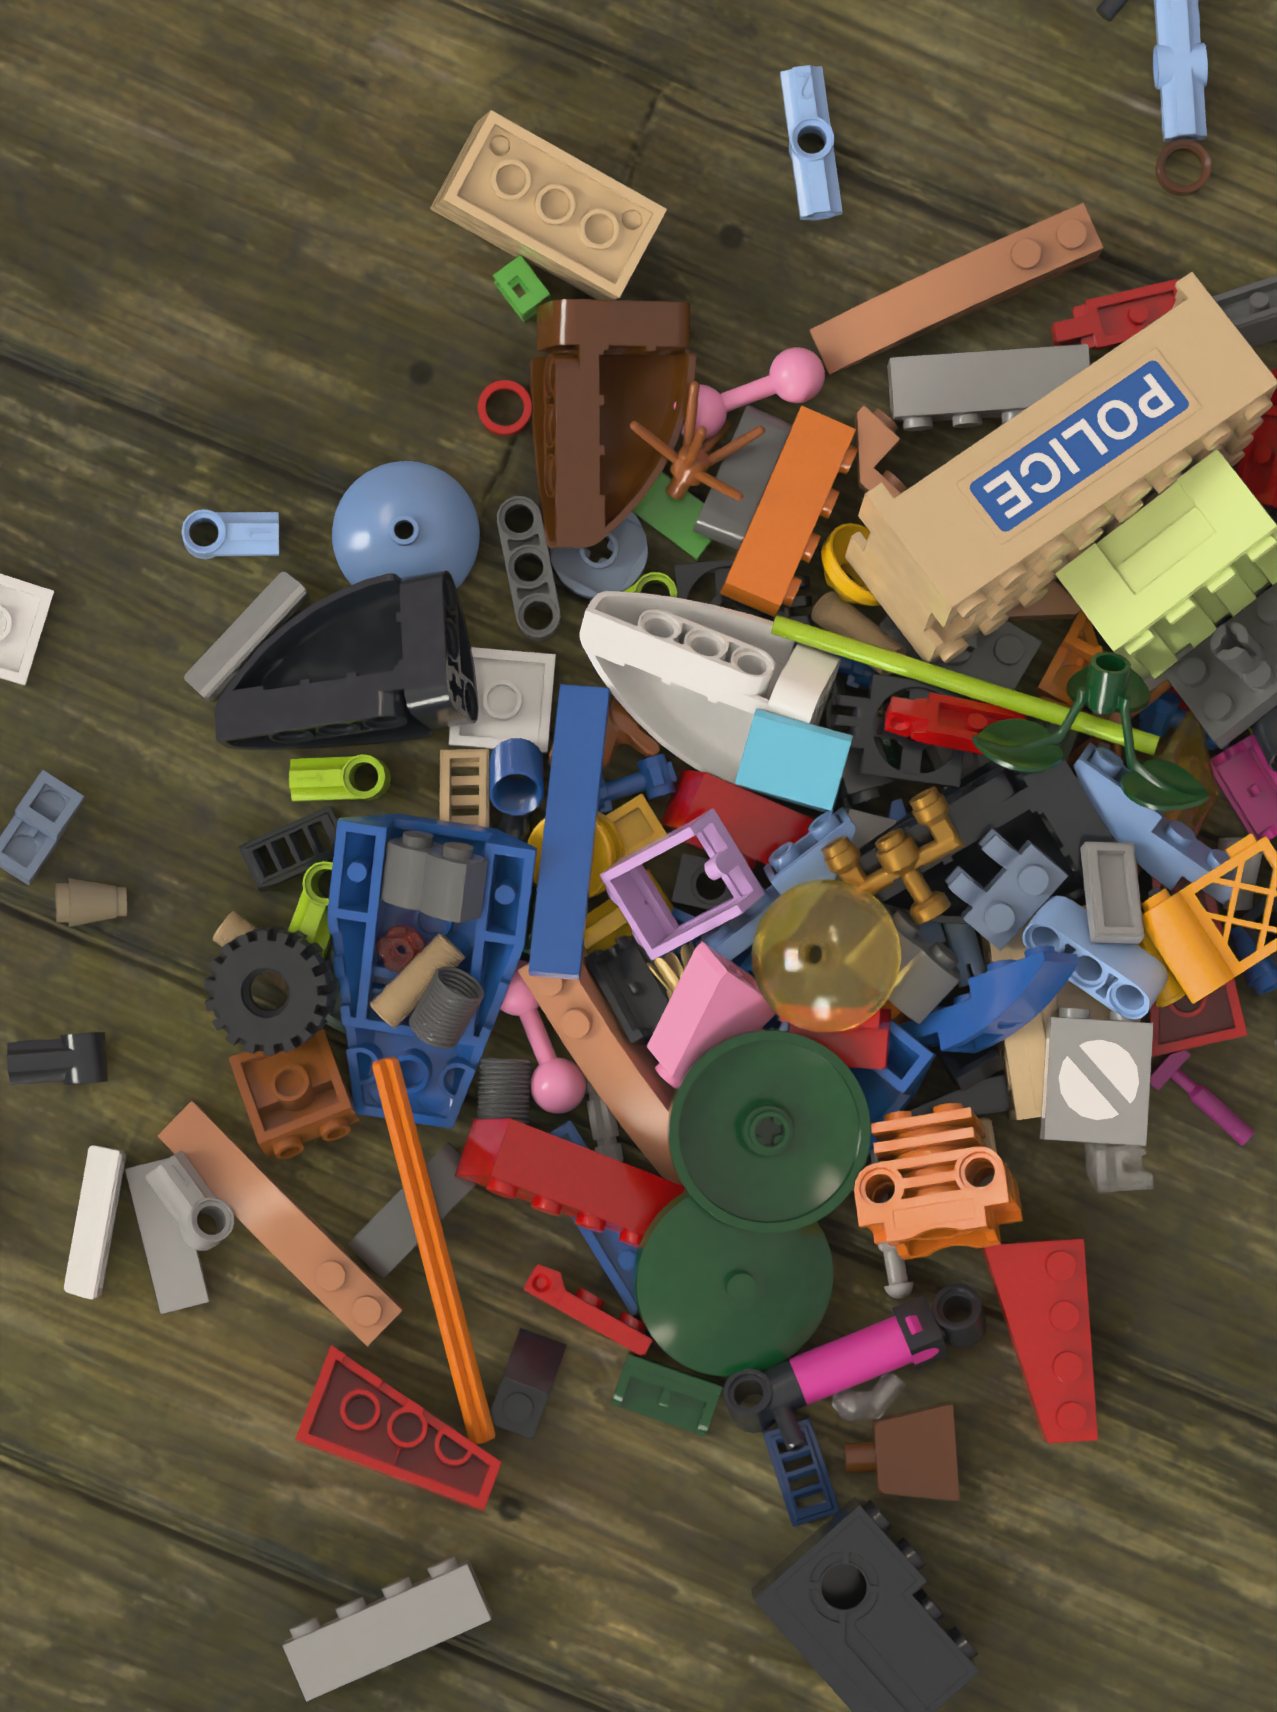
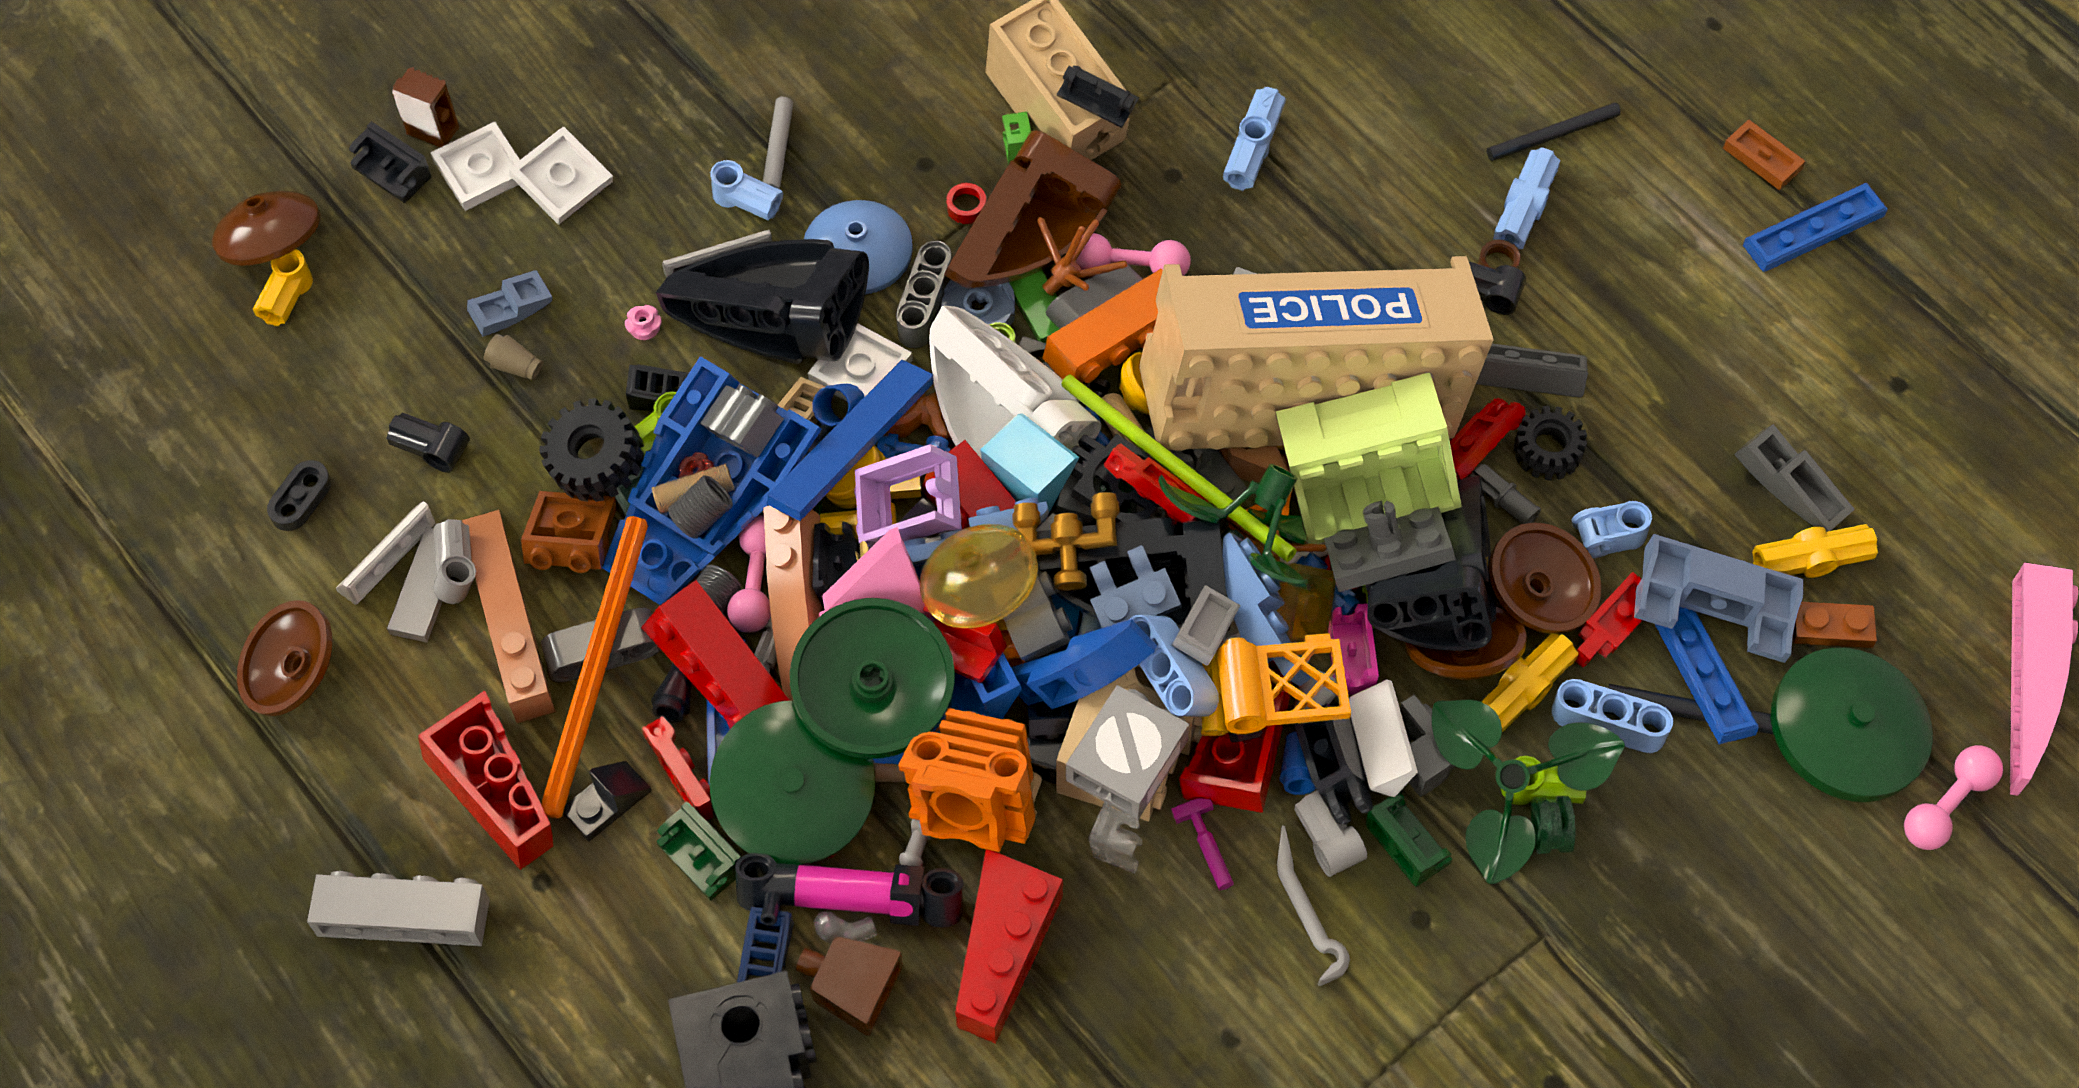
camera: 30 degrees right, 25 degrees down
(63, 1428) = (284, 658): none -> reddish brown dish
(224, 767) = (646, 329): none -> bright pink plate
(228, 441) = (778, 142): none -> light grey piece
(334, 778) = (725, 356): lime piece -> none
(531, 1231) = (673, 696): none -> black cone
(627, 233) = (1097, 96): none -> black hinge
(958, 288) = (1307, 253): nougat slope -> none
(1201, 214) = (1499, 287): none -> black piece

